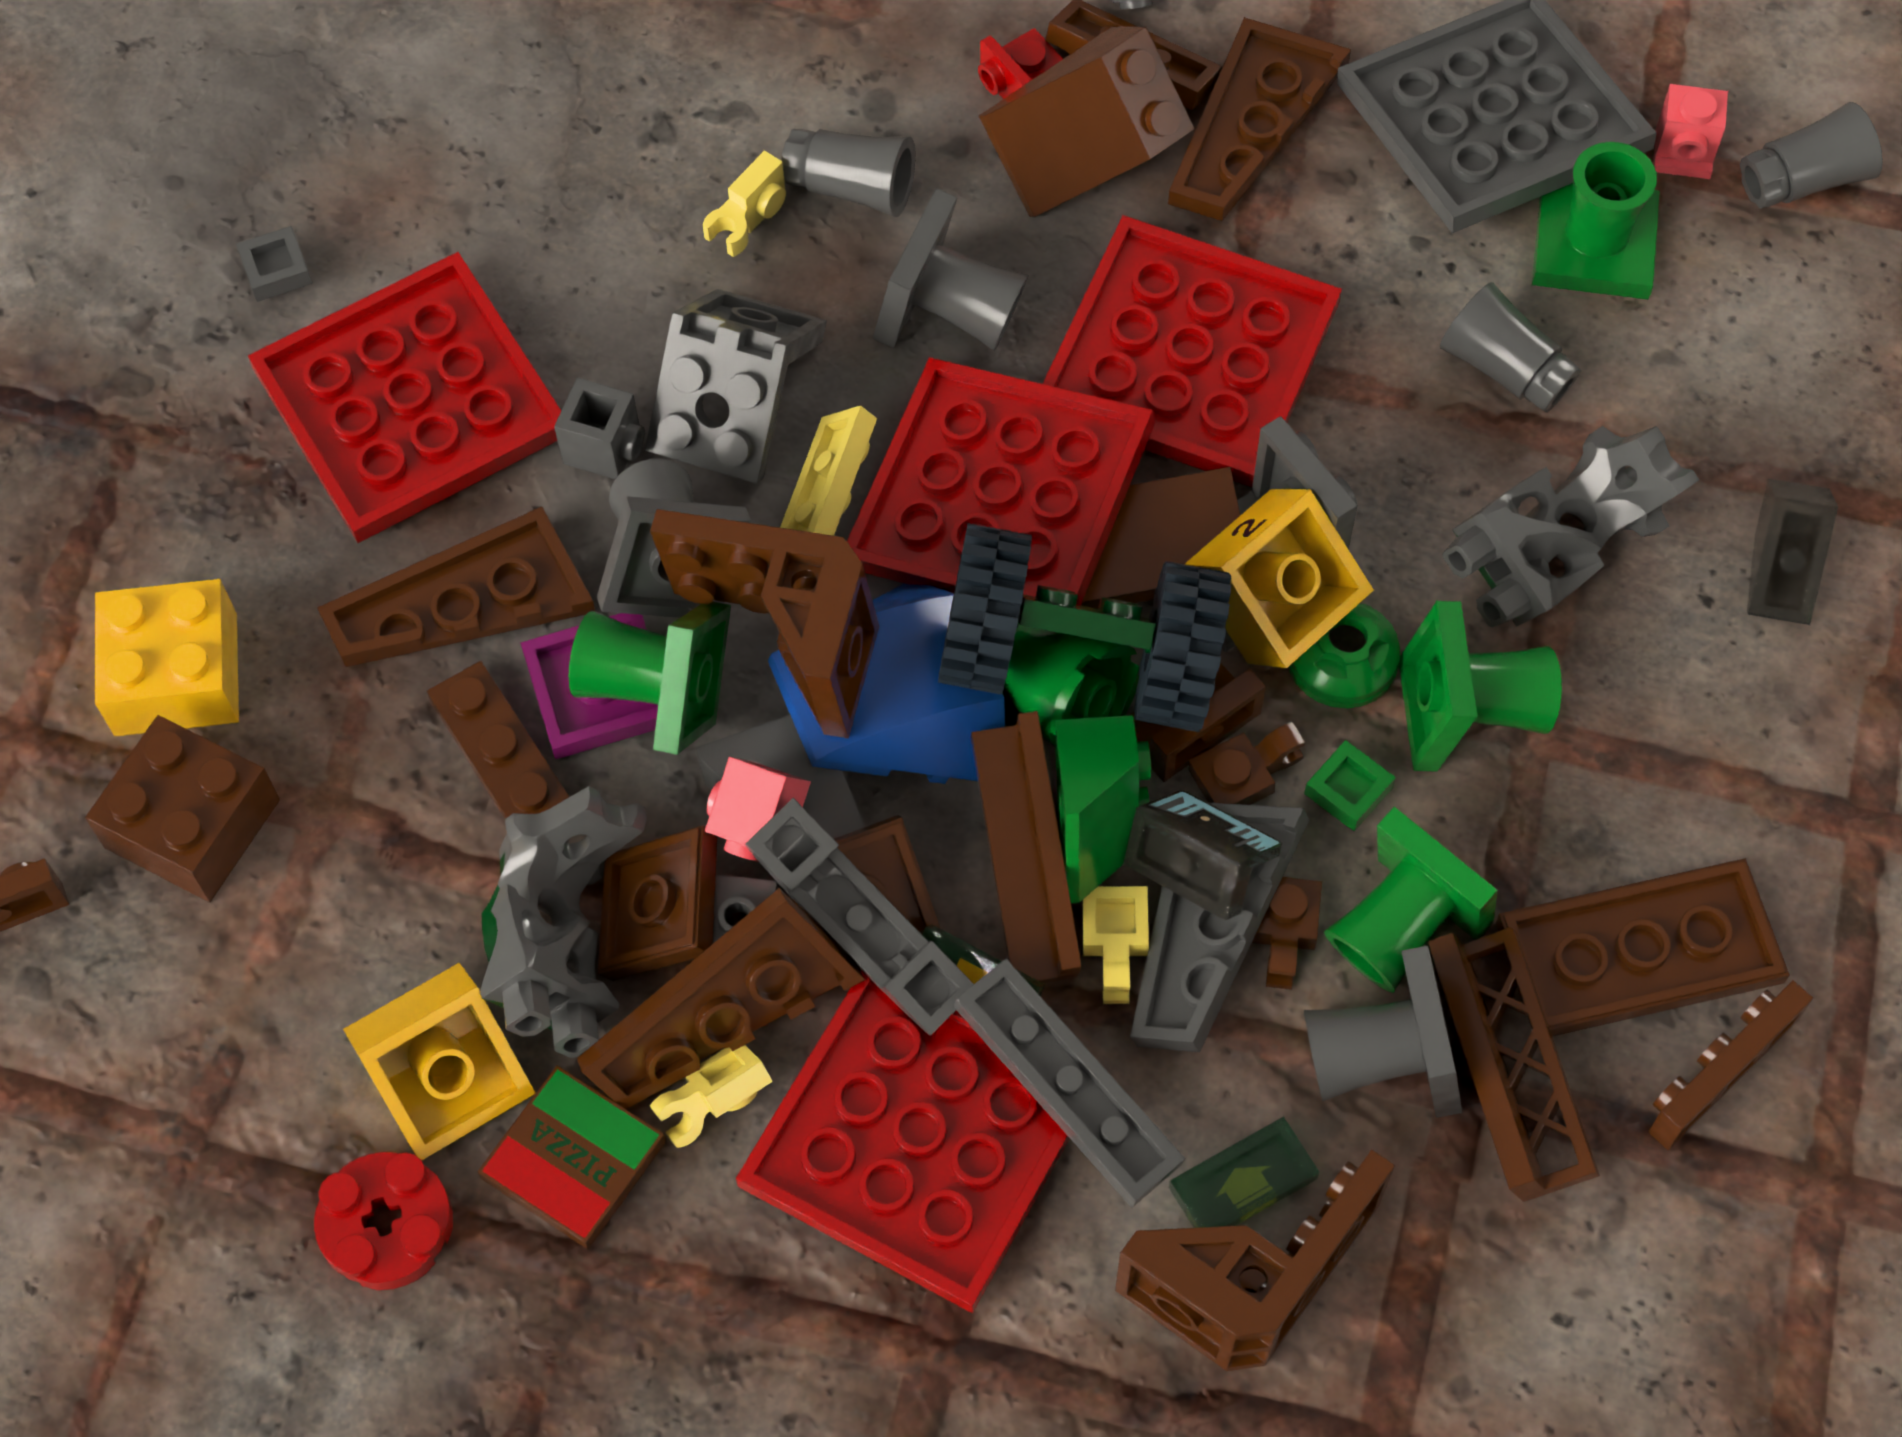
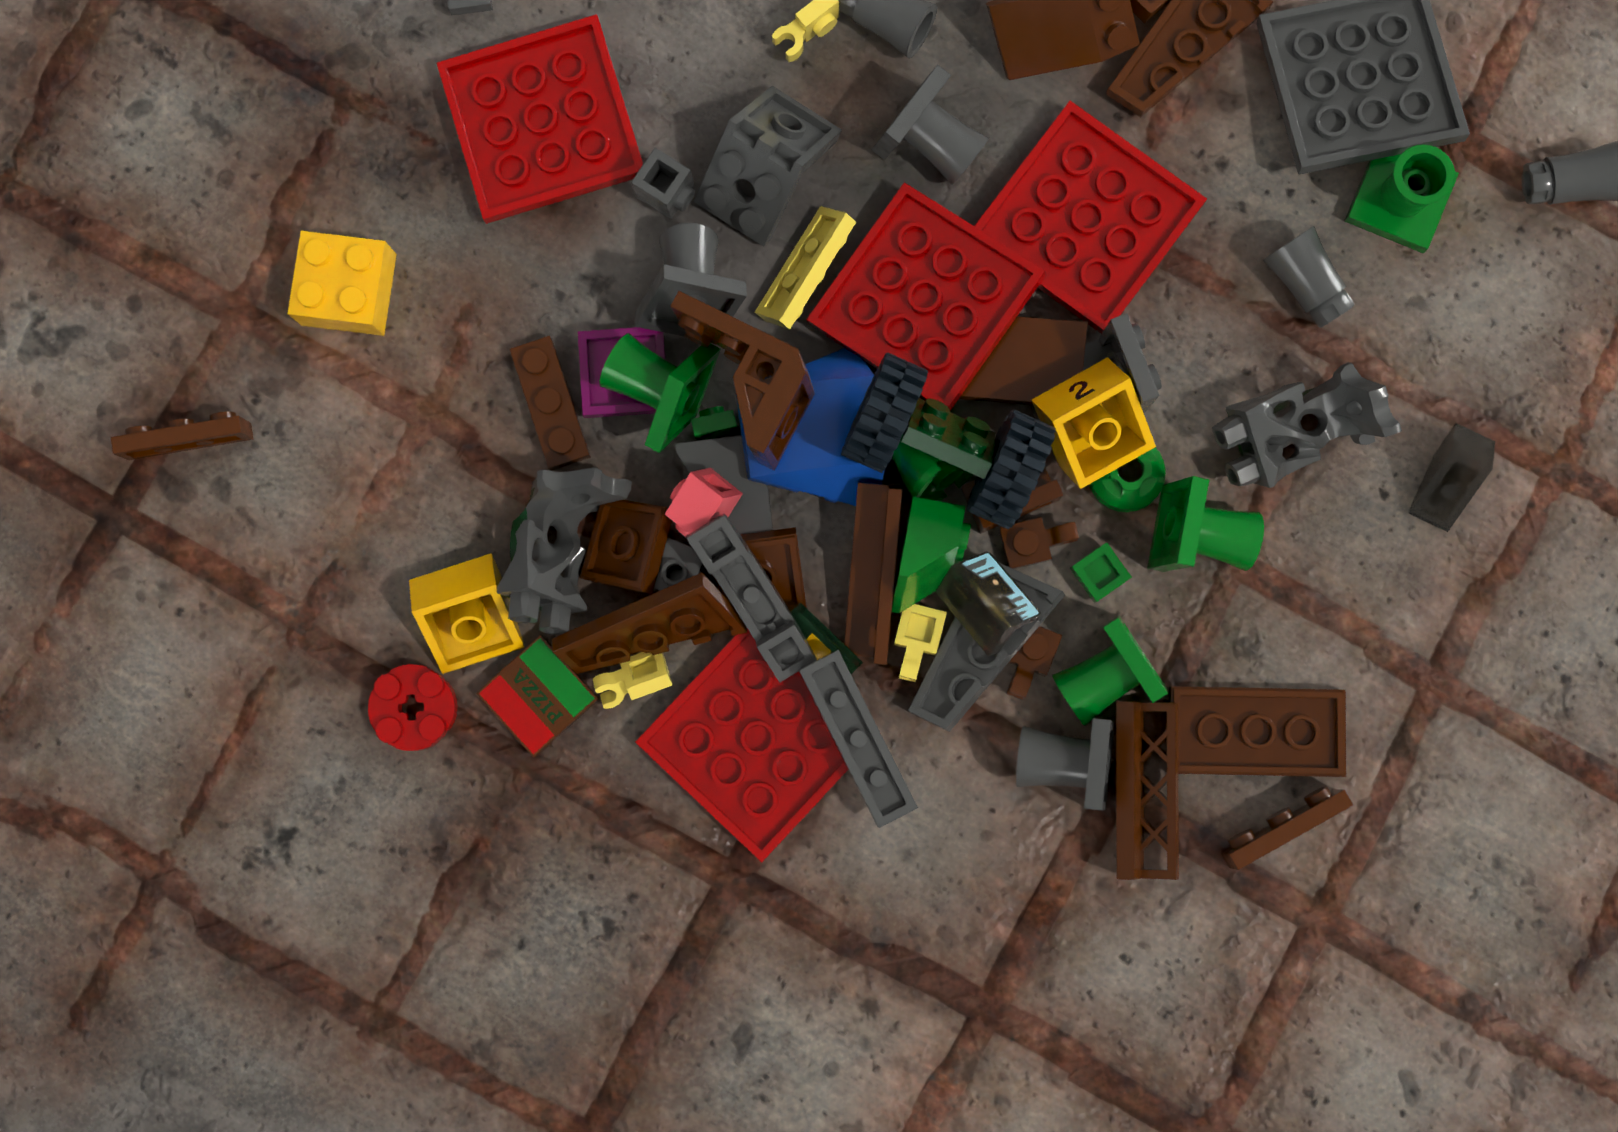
camera: 20 degrees right, 20 degrees up
(183, 808) = (334, 397): reddish brown brick -> none
(470, 591) = (552, 281): reddish brown wing -> none
(744, 711) = (714, 423): none -> green plate
(1235, 1289) = (908, 888): reddish brown bracket -> none
(1245, 1177) = (955, 819): clear green tile -> none
(1690, 131) = (1496, 131): coral brick -> none

